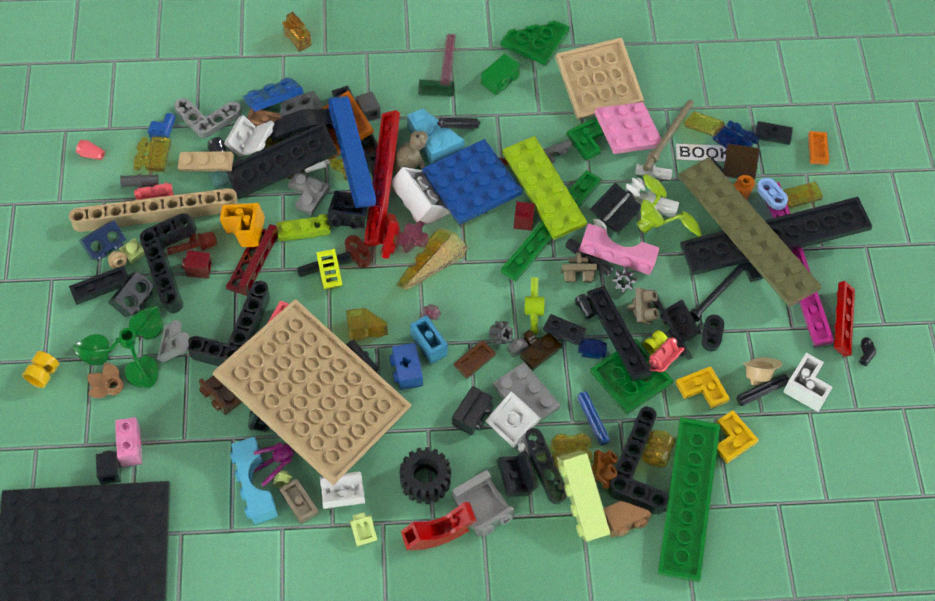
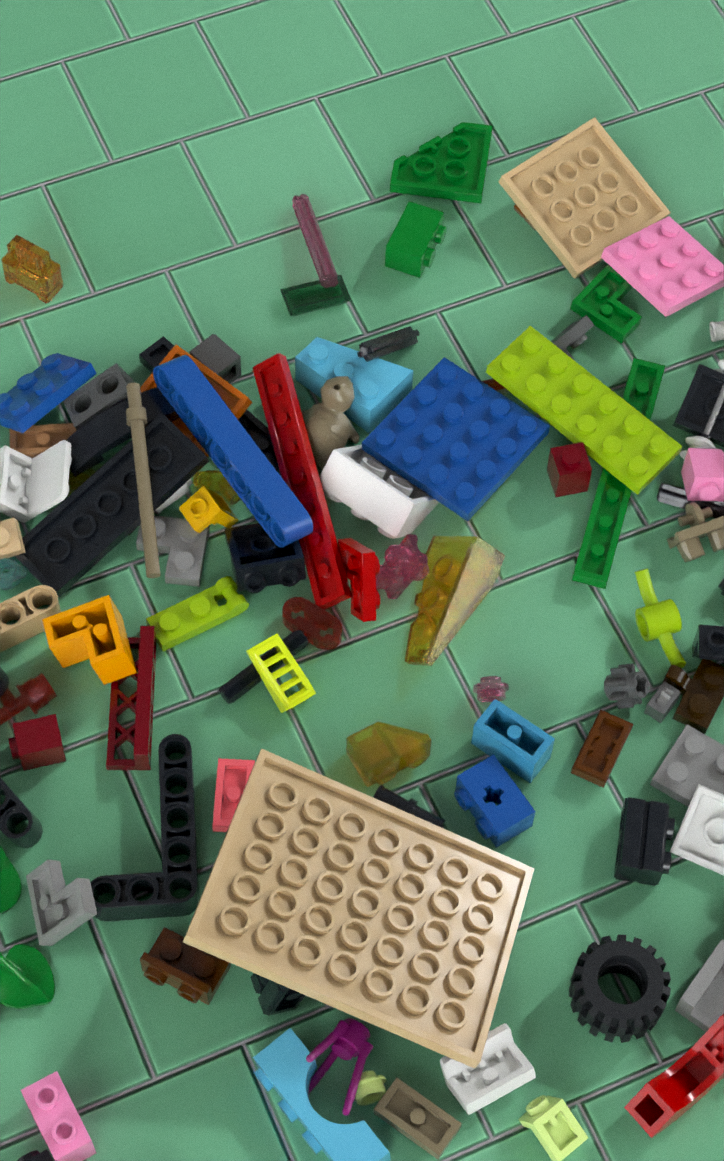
camera: 20 degrees left, 0 degrees up
(309, 121) = (136, 419): none -> dark tan bar
(330, 177) = (207, 508): none -> yellow bracket

